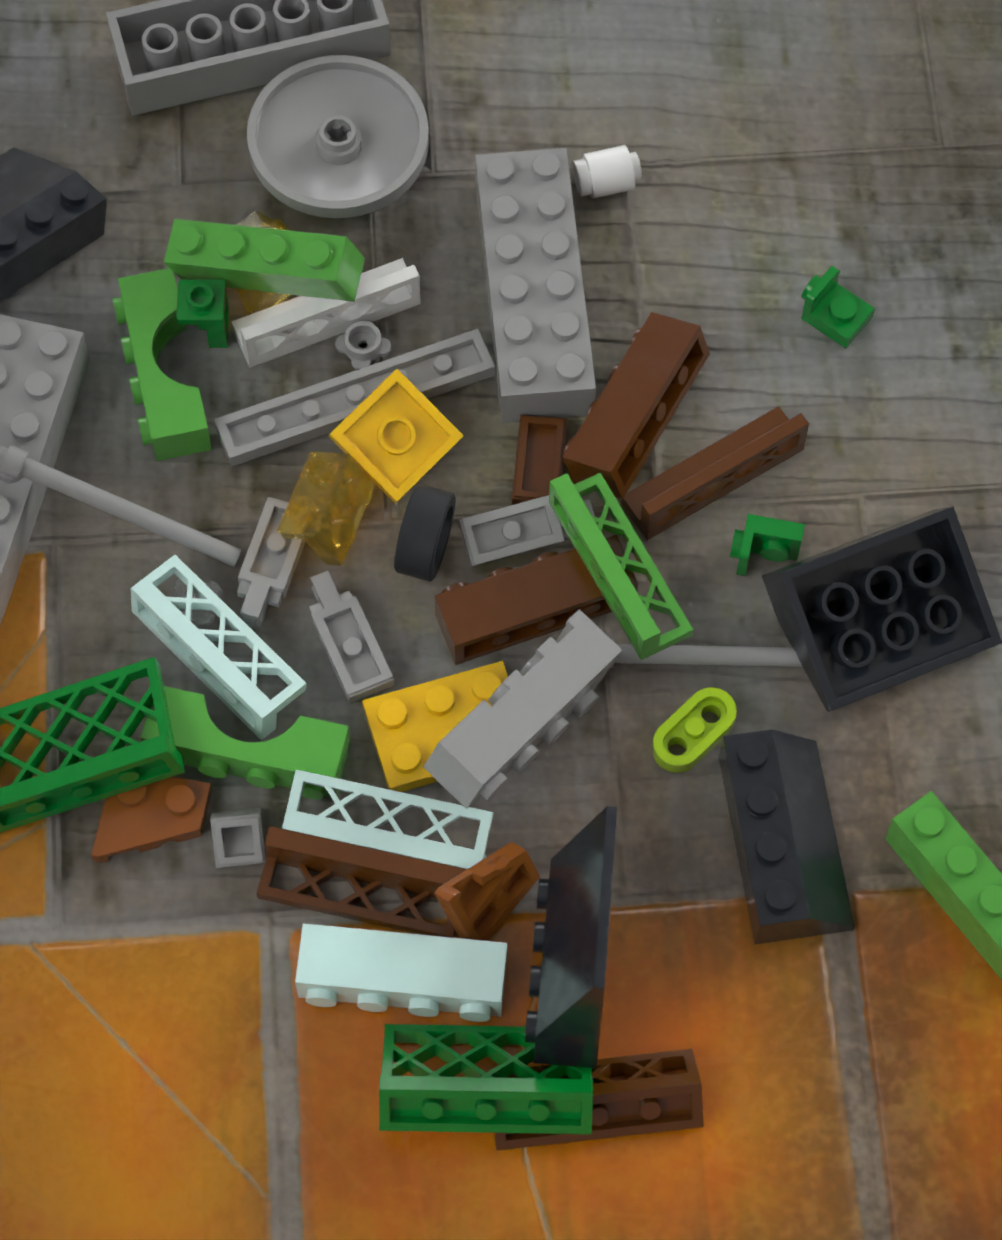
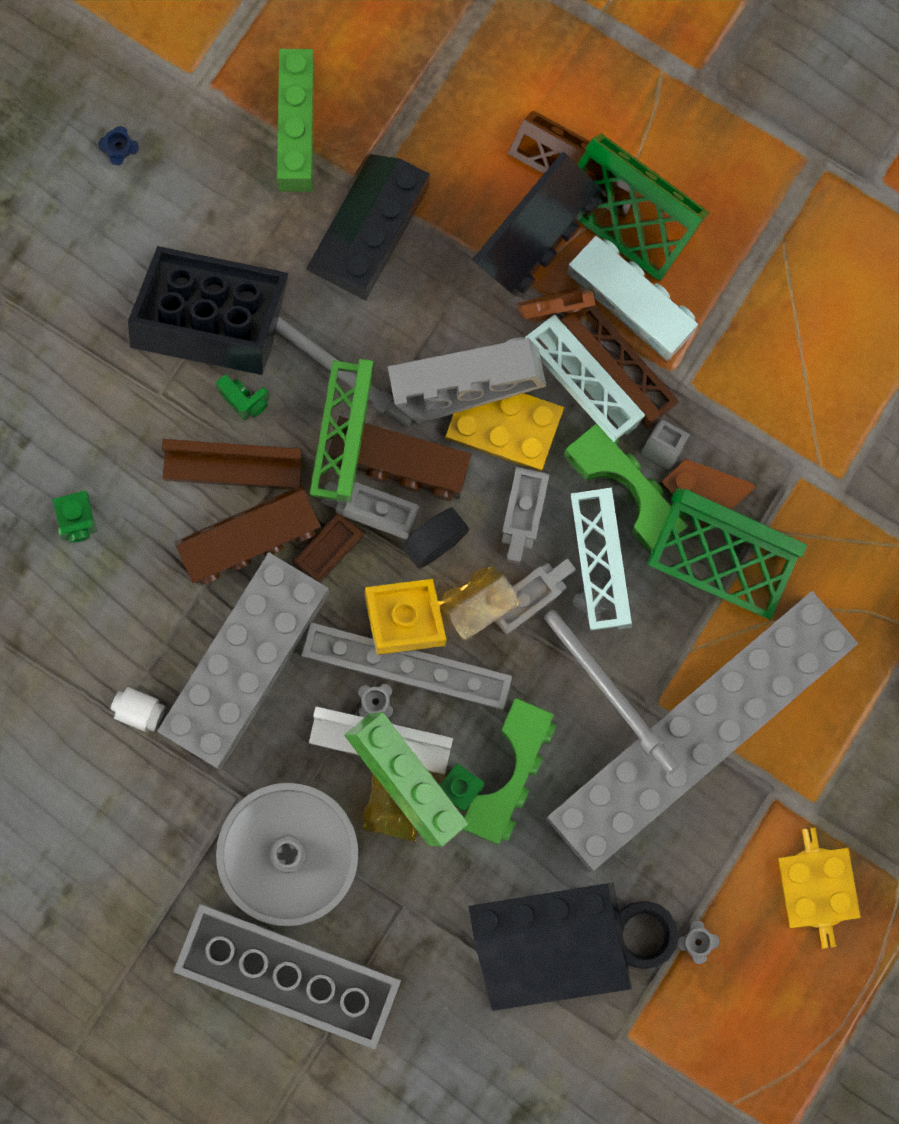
camera: 150 degrees left, 15 degrees up
(692, 732) = (369, 316): lime plate -> none

